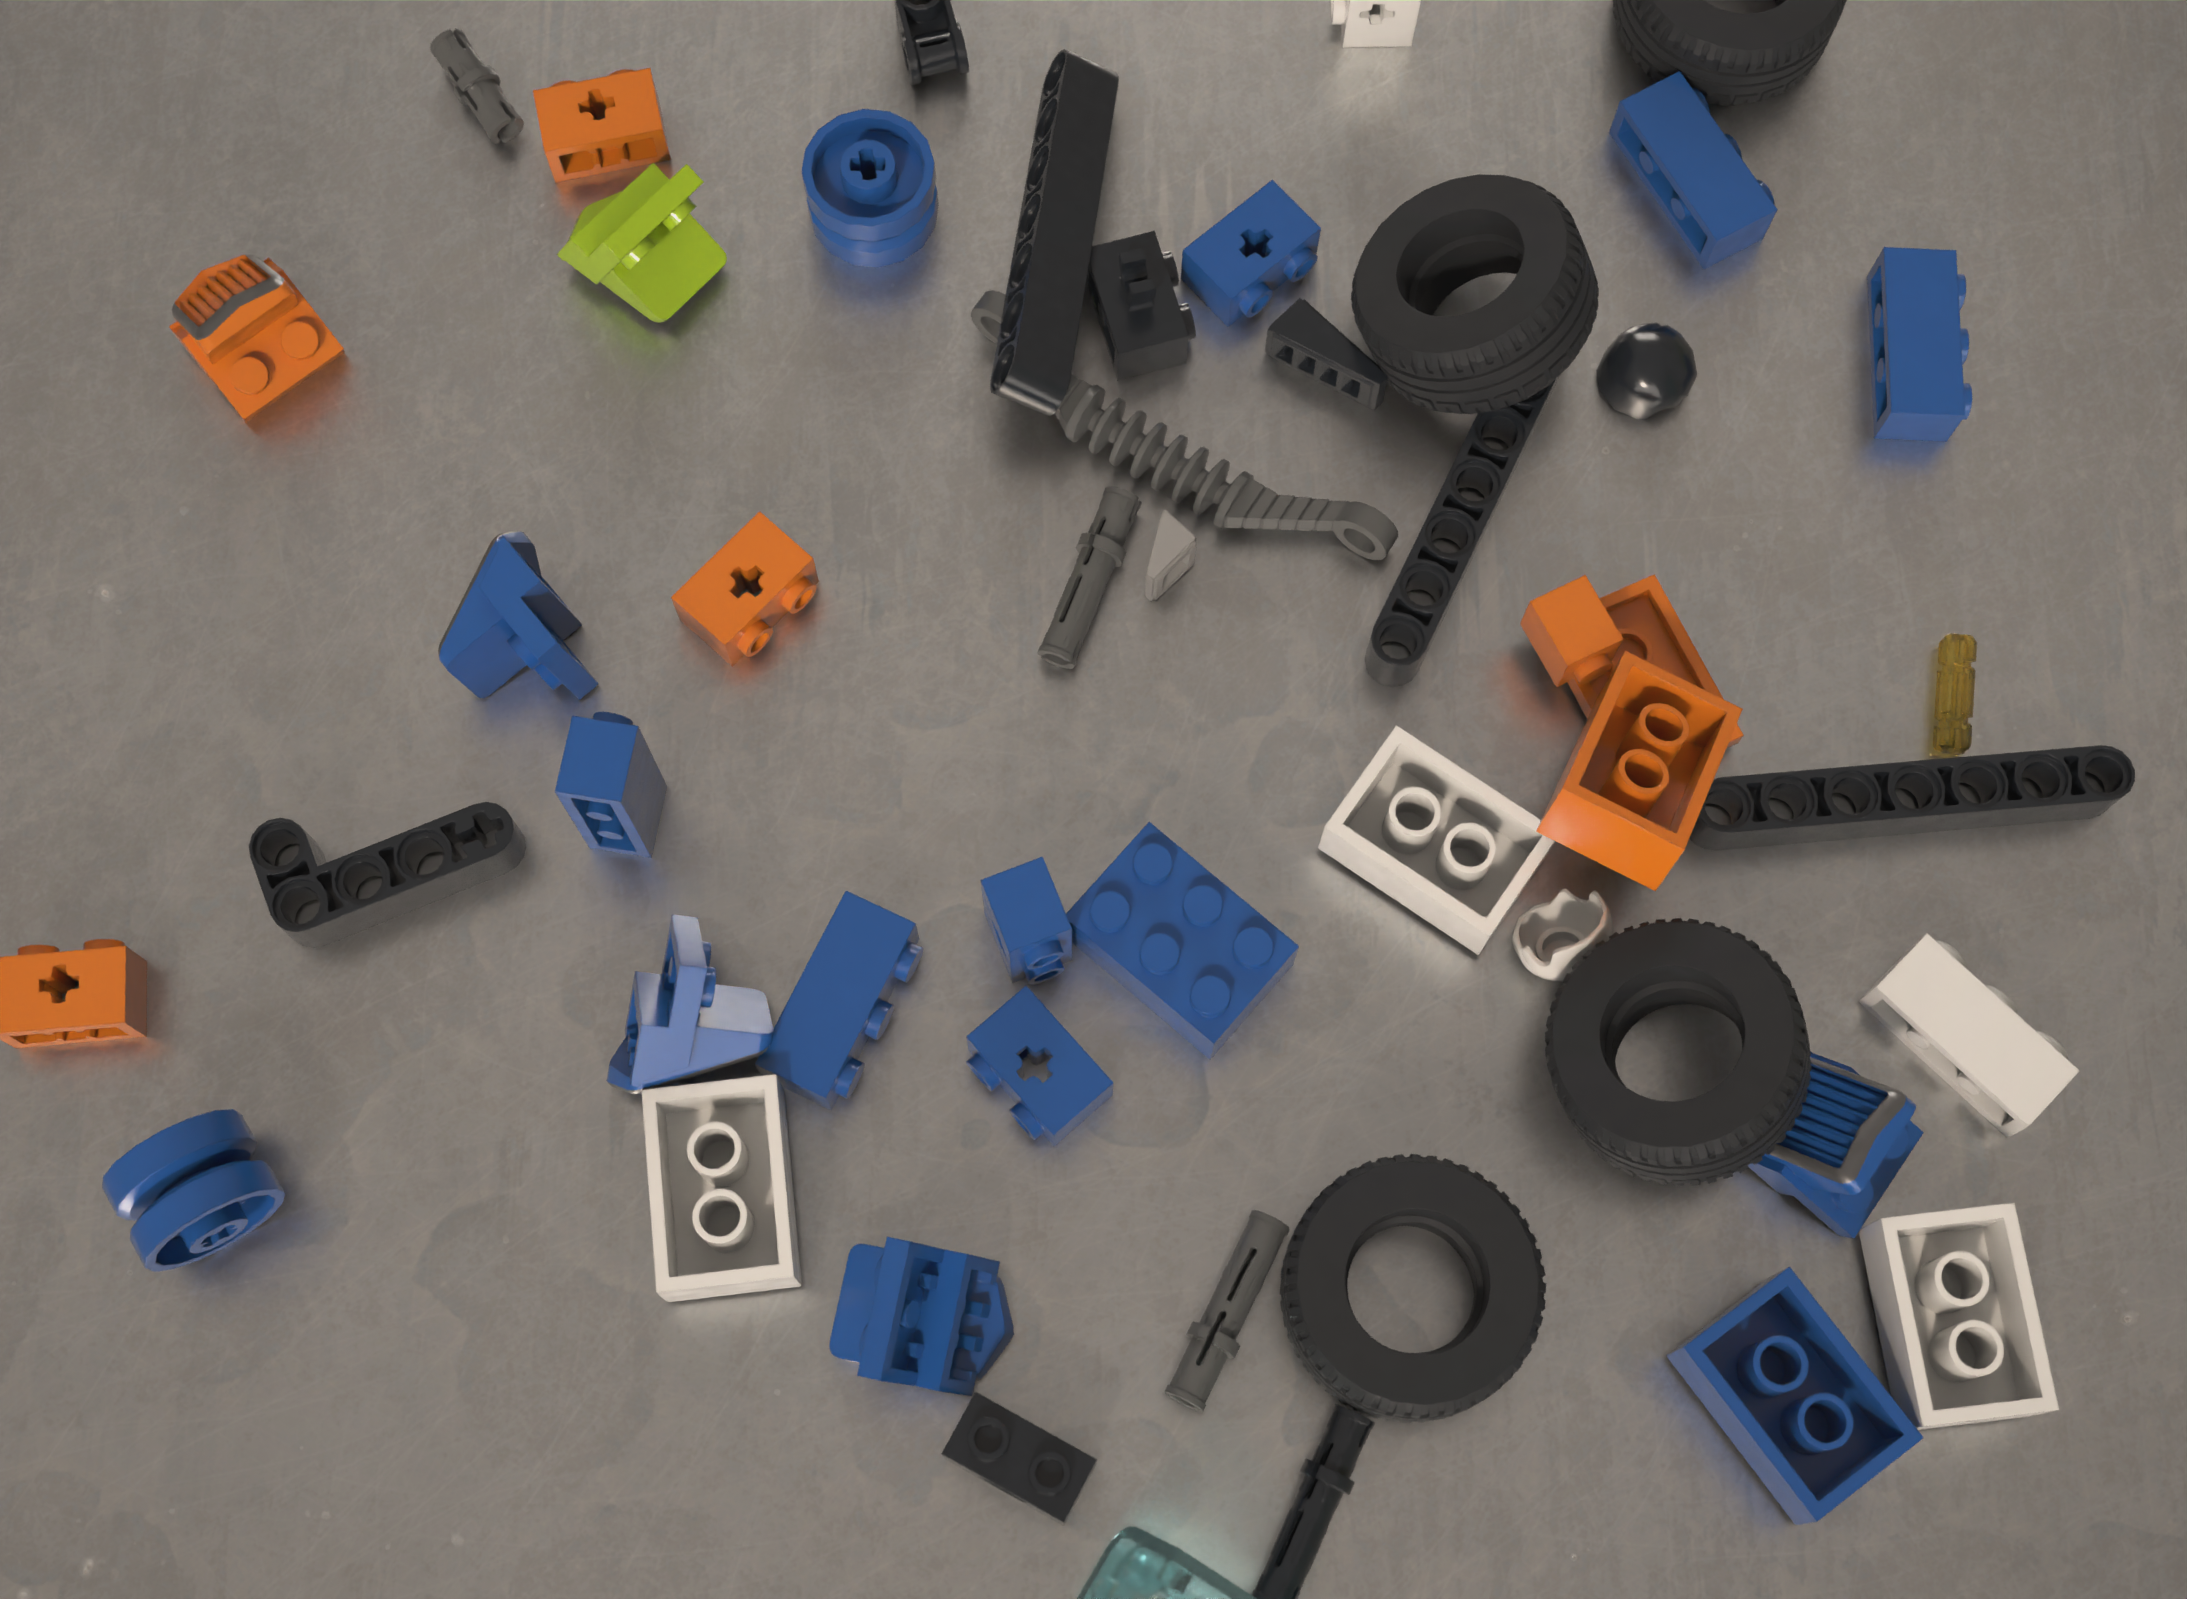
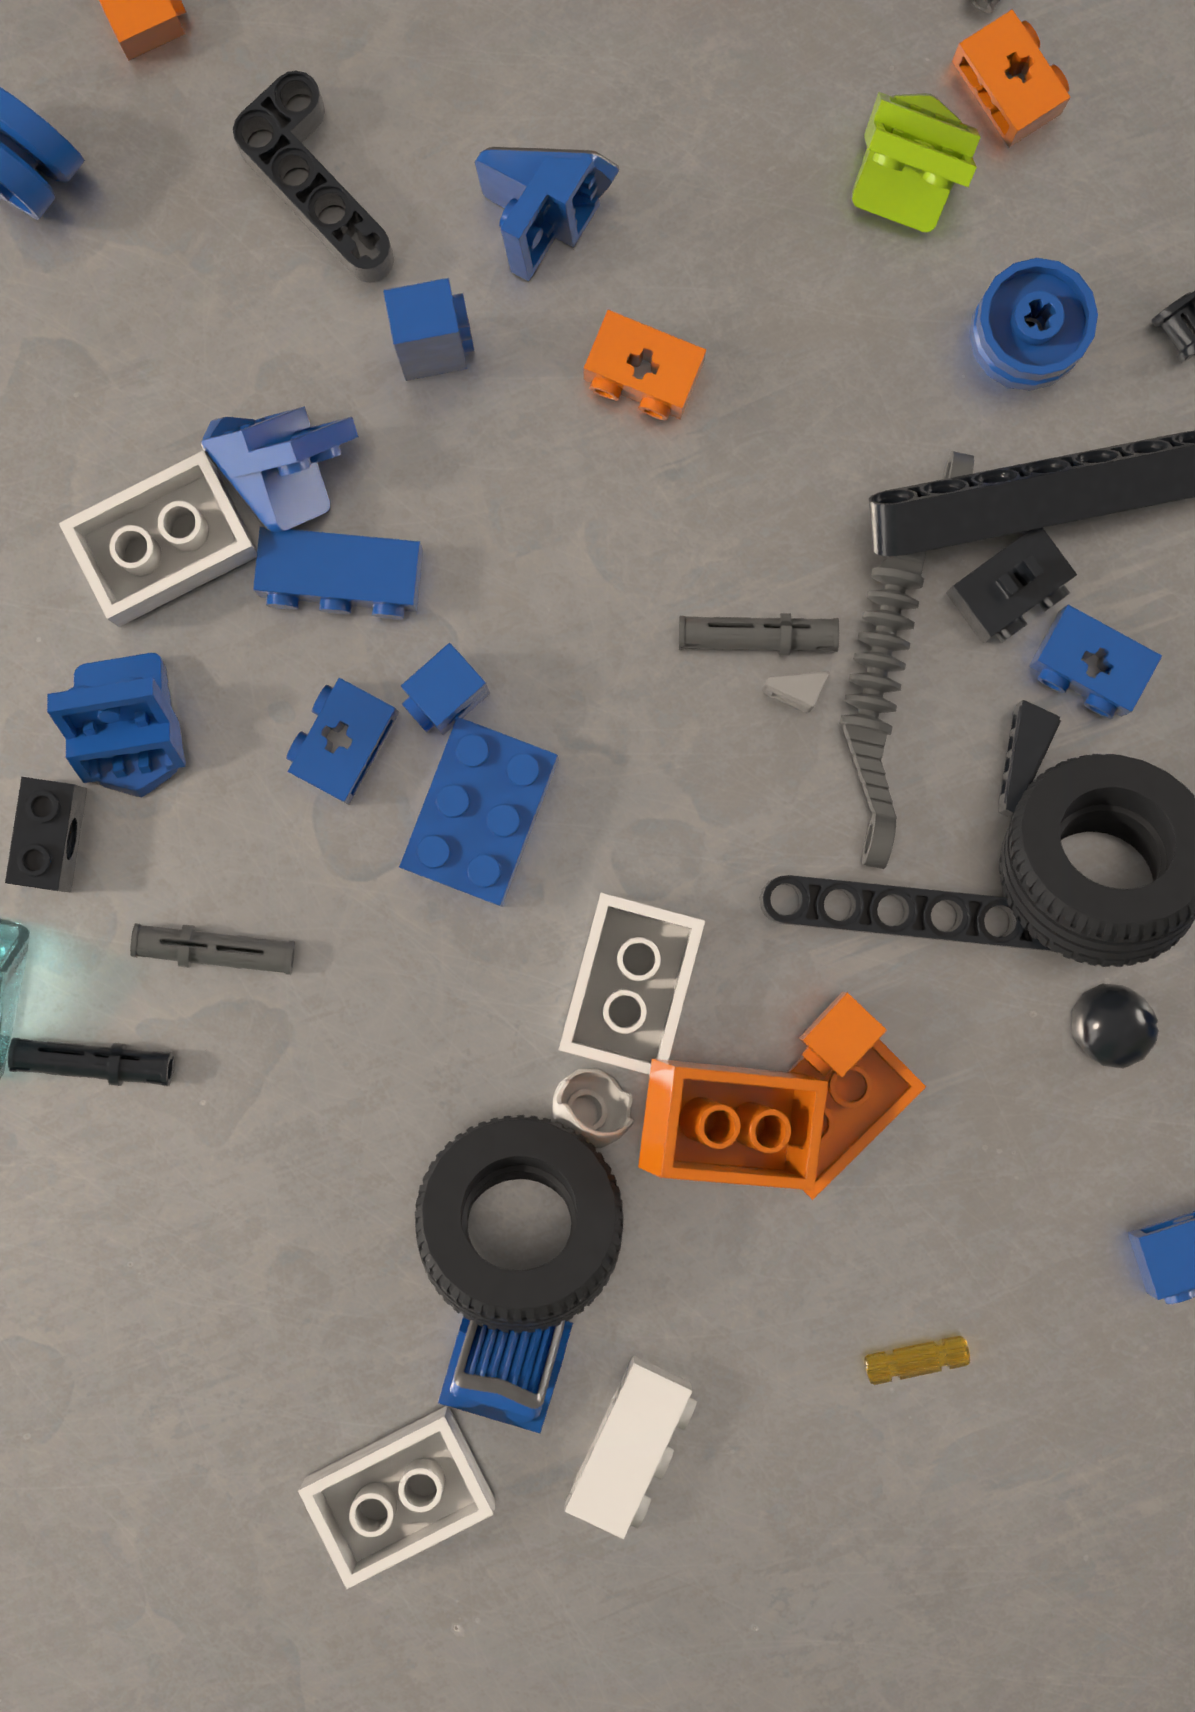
camera: 70 degrees right, 15 degrees up
(1476, 1224) = (197, 1092): black tyre -> none
(1794, 1397) = (293, 1390): blue brick -> none
(1933, 784) = (821, 1369): black beam -> none

